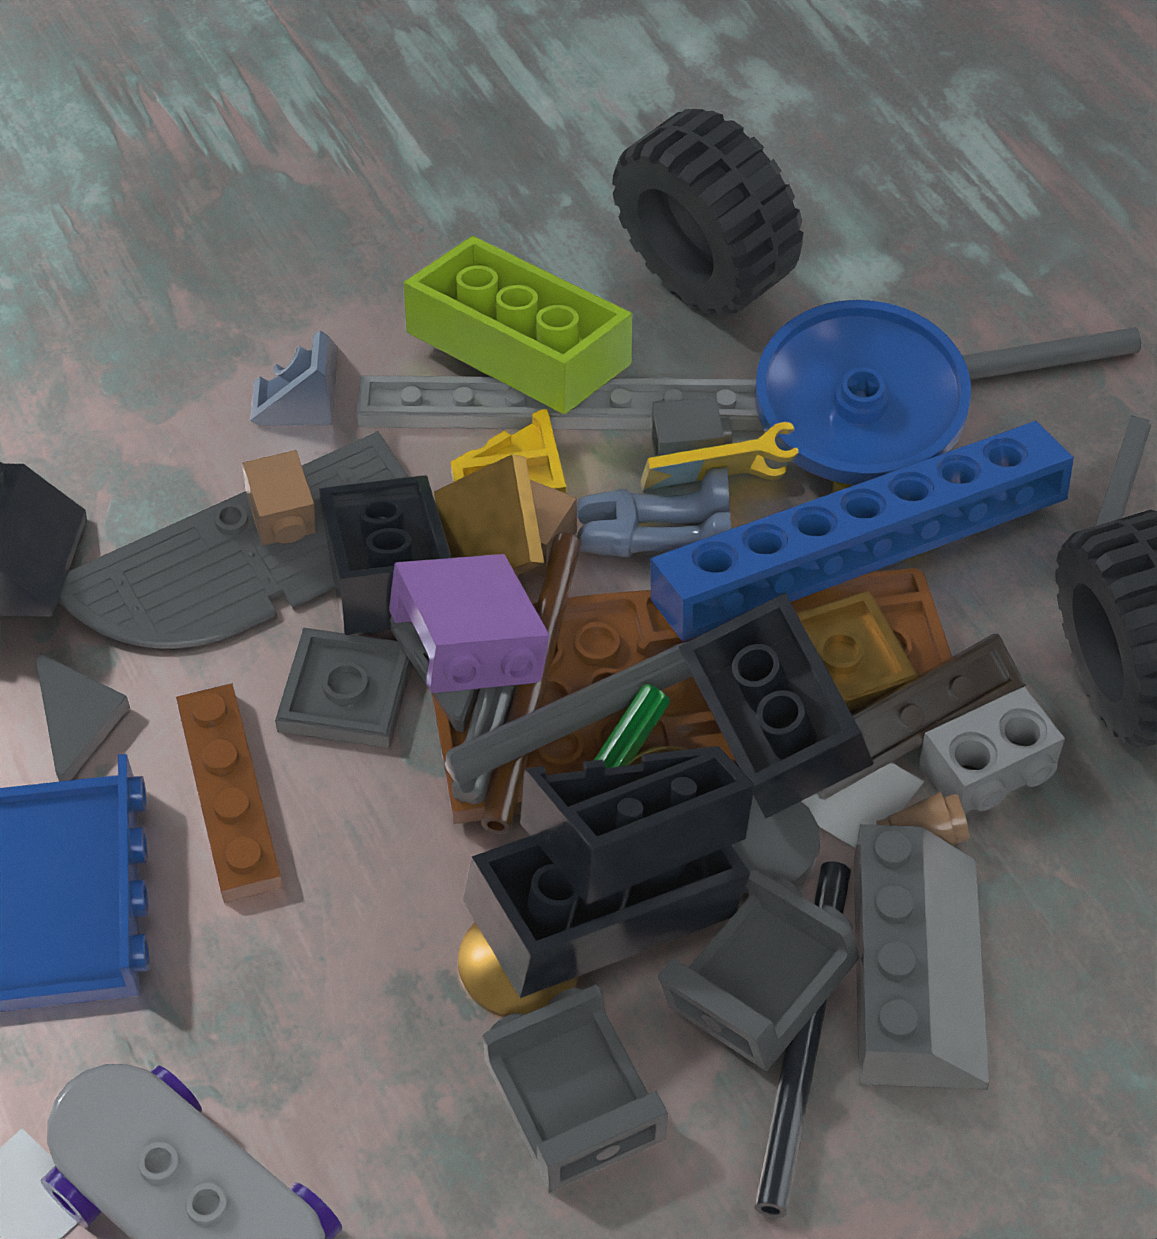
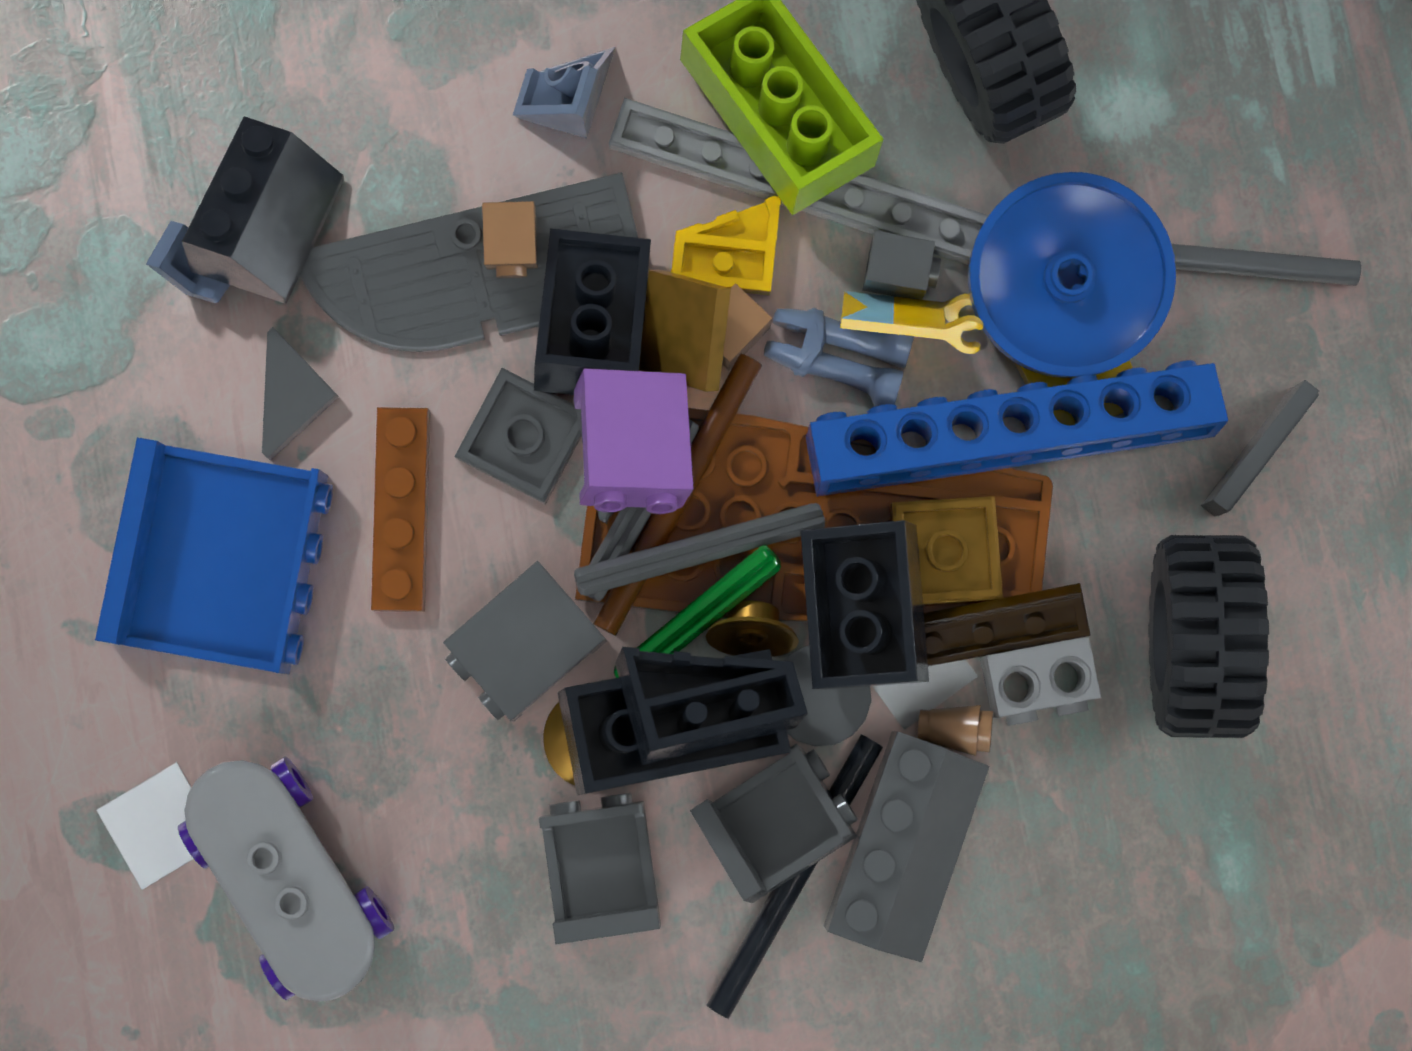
camera: 15 degrees right, 30 degrees up
(403, 871) = (522, 643): none -> dark grey panel

